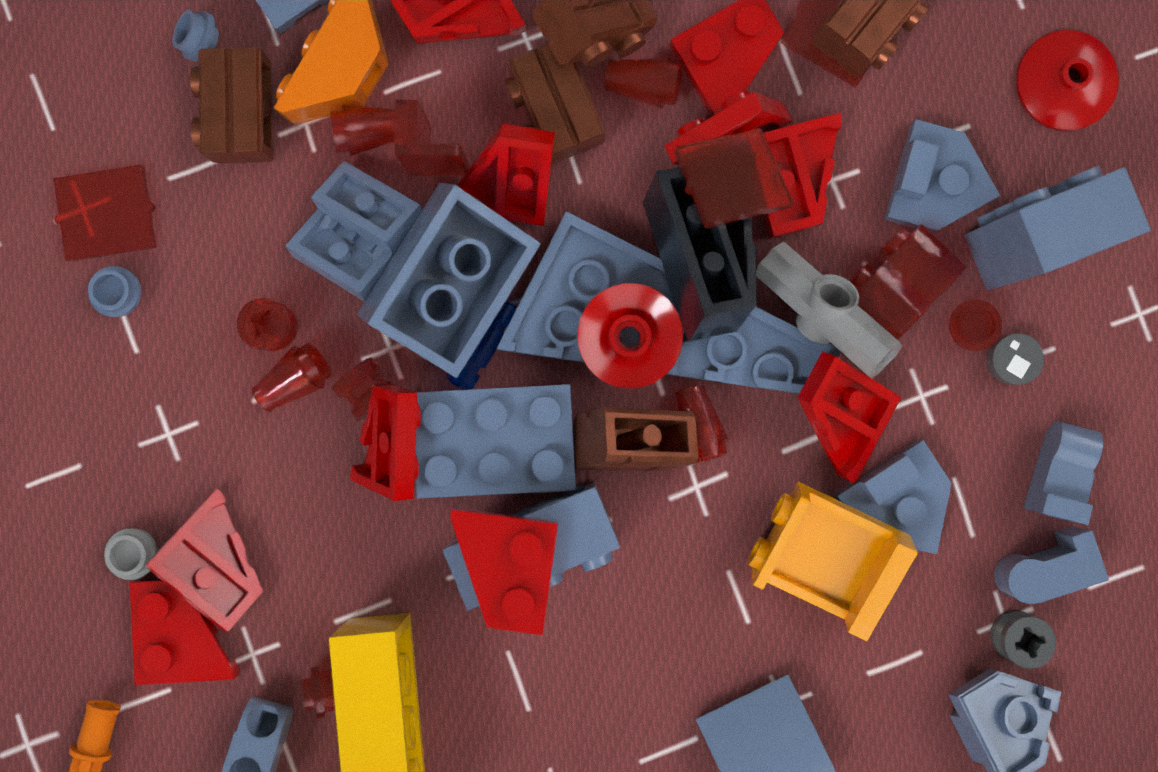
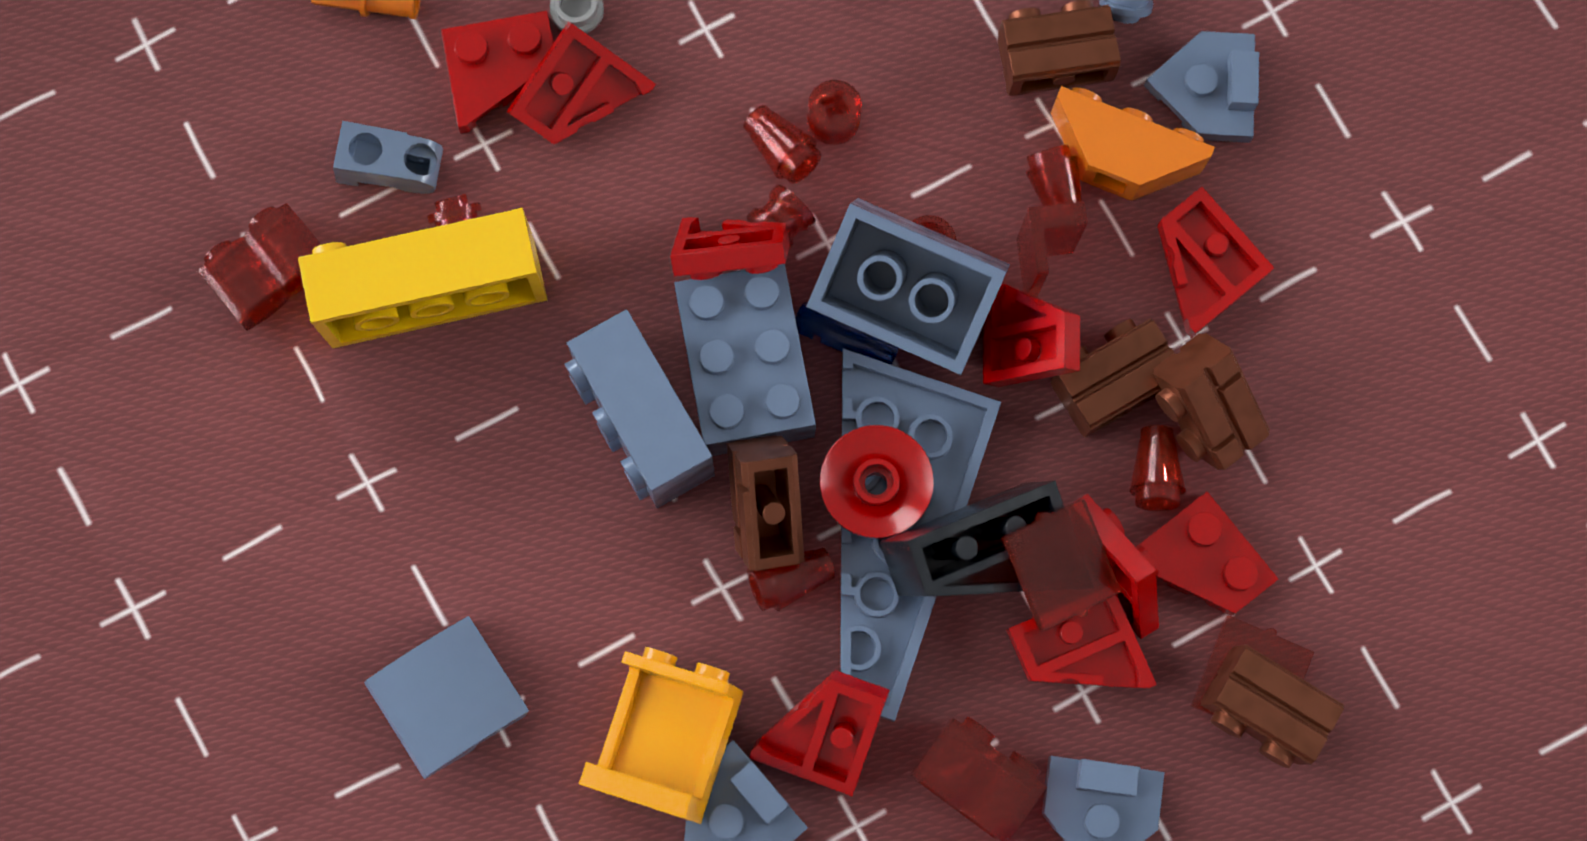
camera: 75 degrees right, 10 degrees down
(353, 229) = (947, 185): sand blue slope -> none
(508, 566) = (618, 376): red wing -> none
(828, 309) = (936, 694): light grey piece -> none

